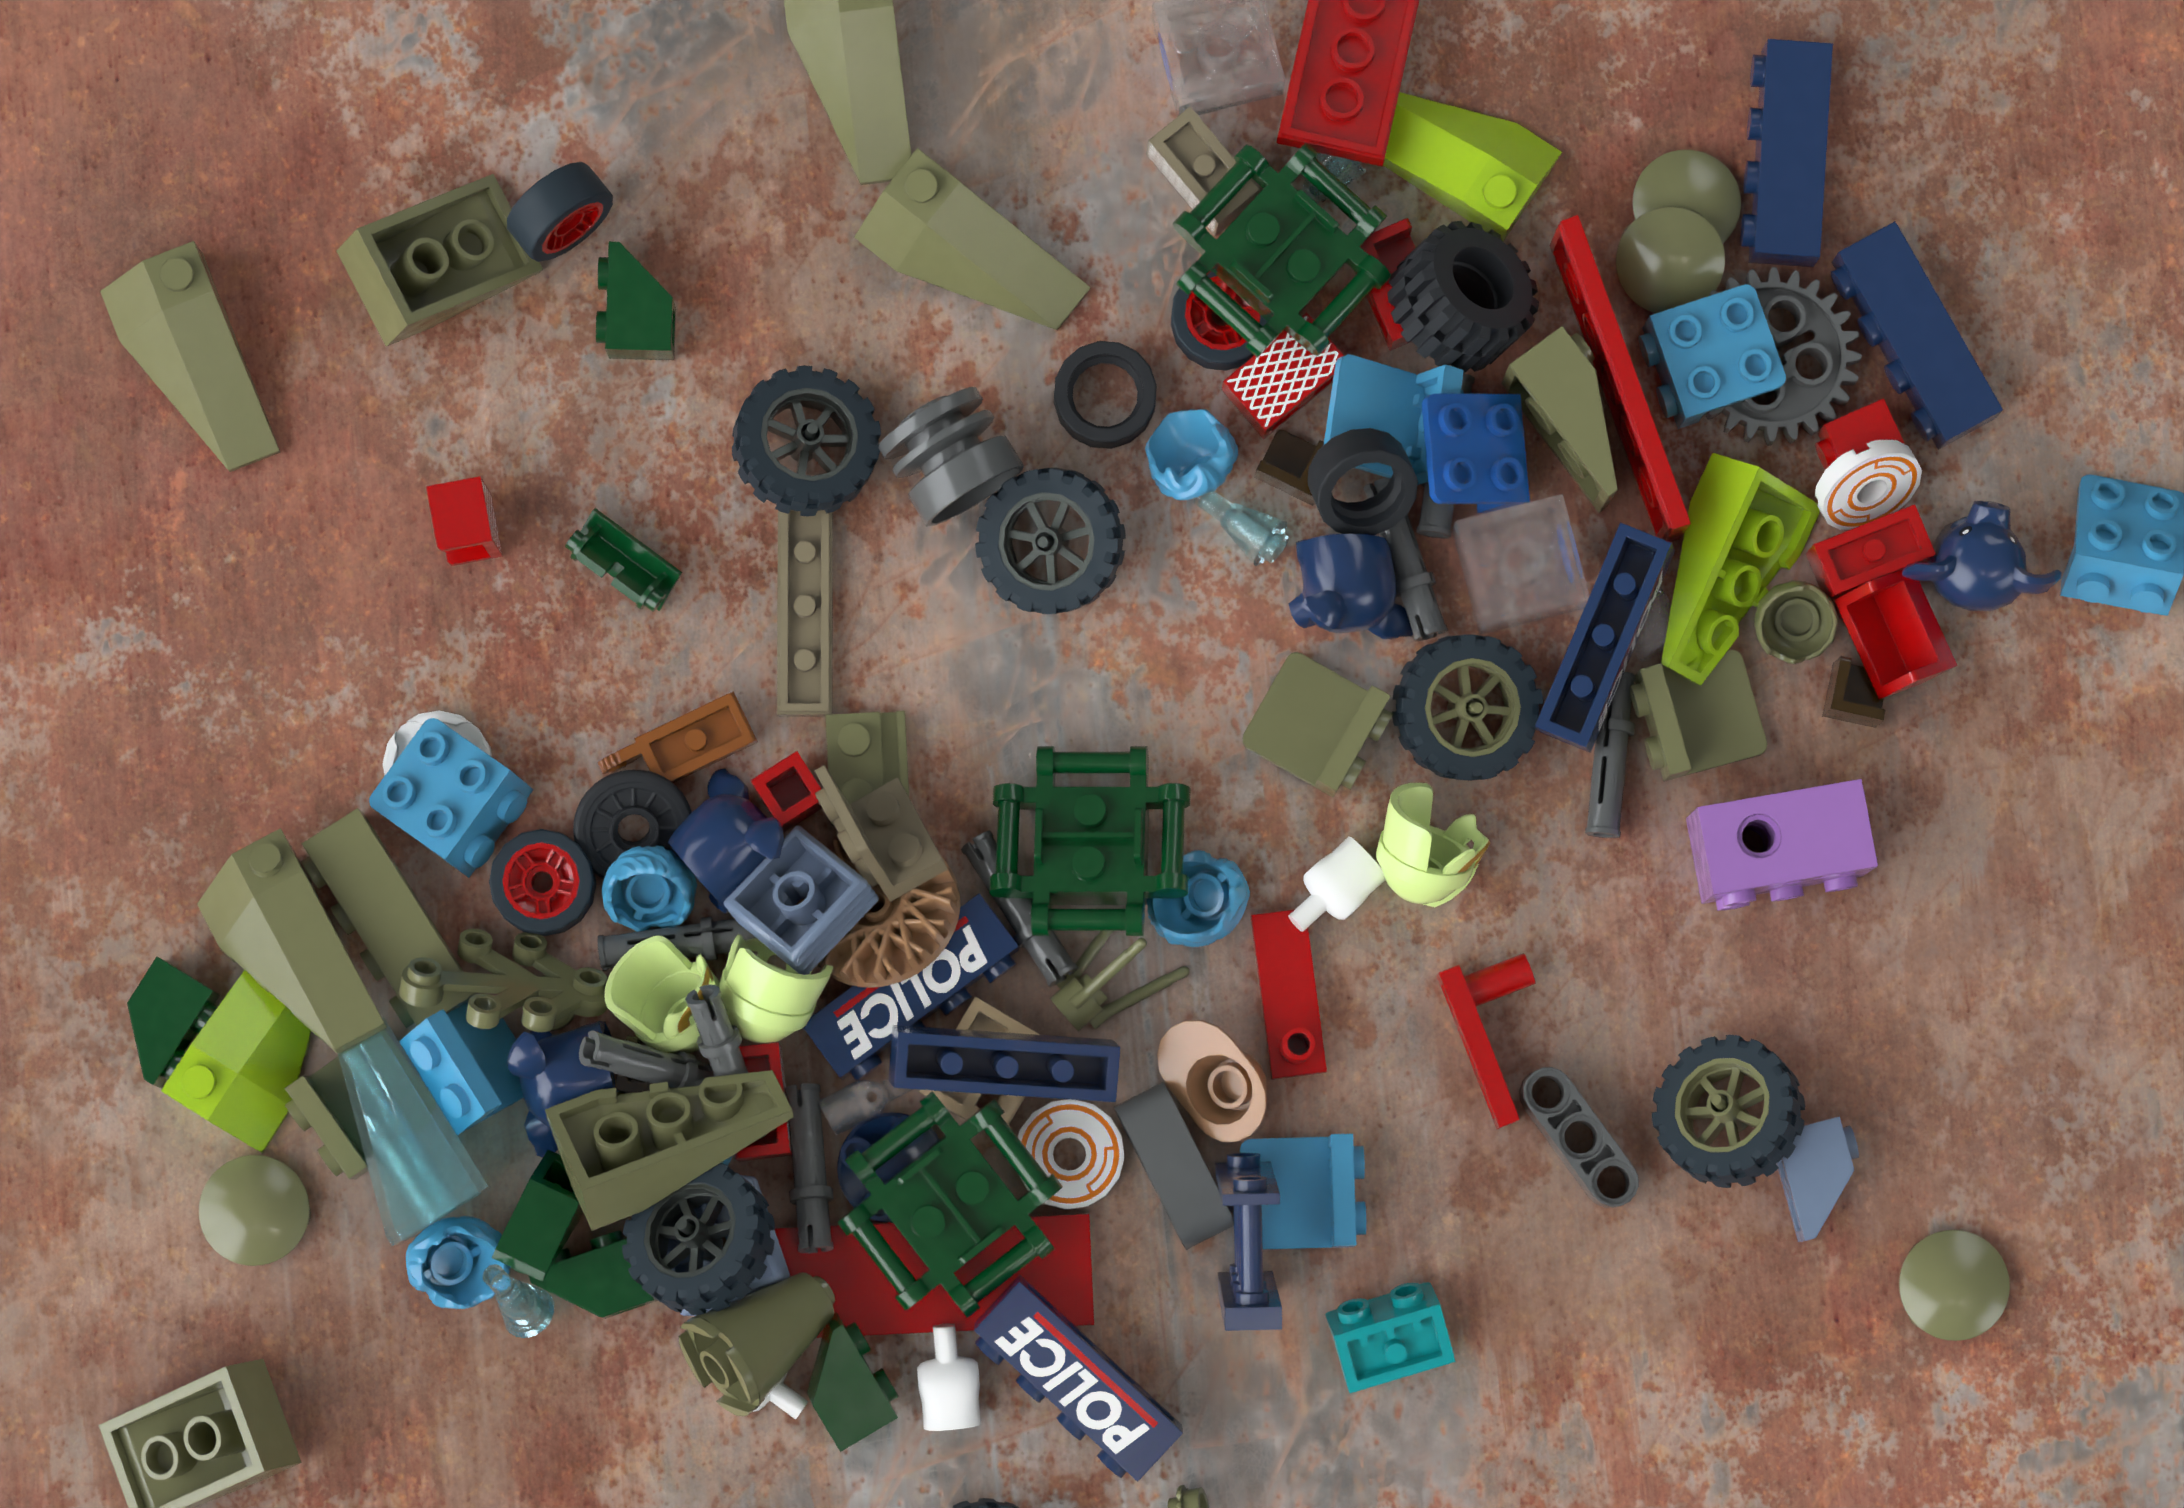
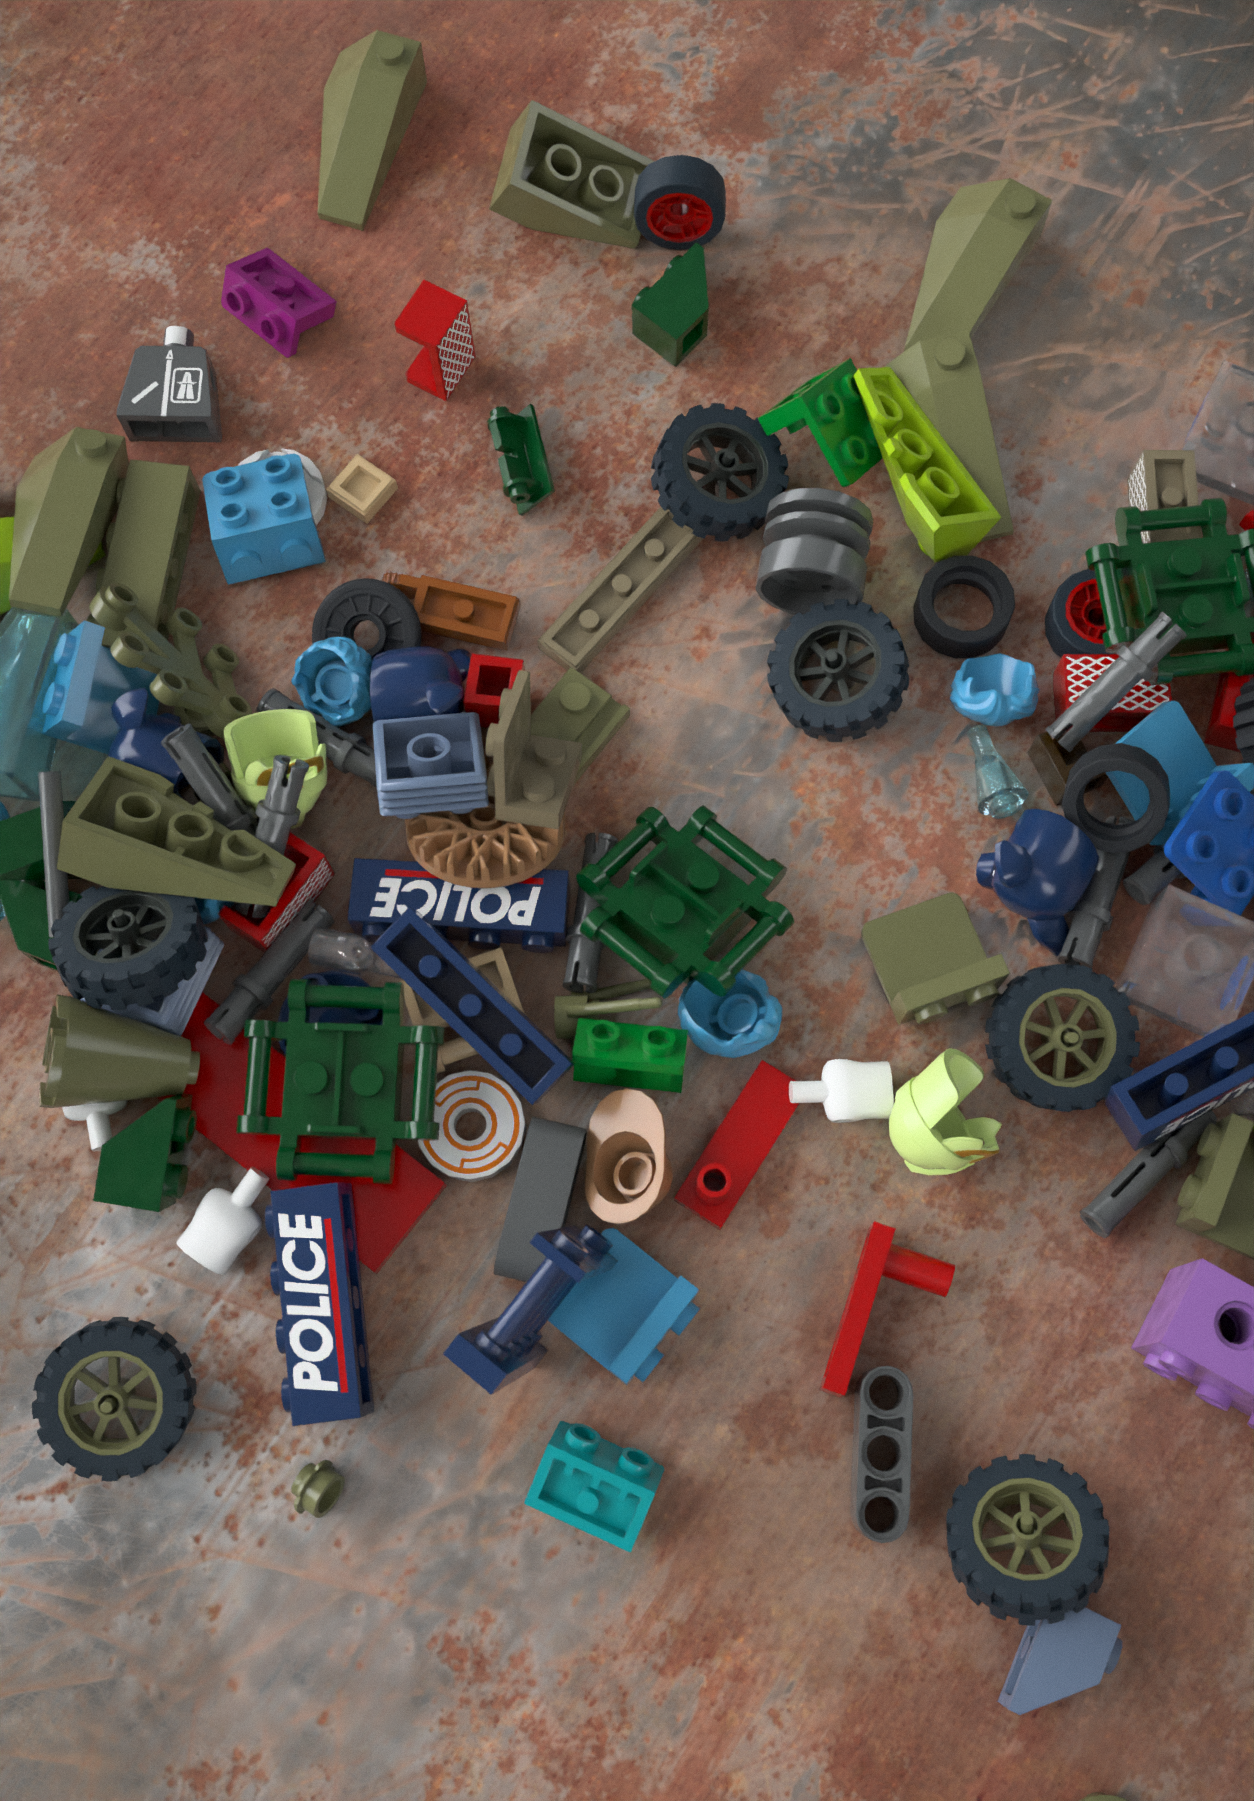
camera: 45 degrees right, 10 degrees down
(266, 747) = (171, 392): none -> dark grey torso
(274, 587) = (274, 299): none -> magenta bracket
(505, 698) = (362, 488): none -> tan tile
(515, 873) = (259, 602): wheel -> none
(573, 1219) = (51, 820): none -> dark grey bar
(764, 998) = (342, 816): yellowish green helmet -> none
(864, 310) = (835, 417): none -> green bracket
(981, 304) = (930, 482): none -> lime wedge
(1149, 997) = (629, 1055): none -> green bracket
(1287, 382) = (1116, 681): none -> dark grey pin

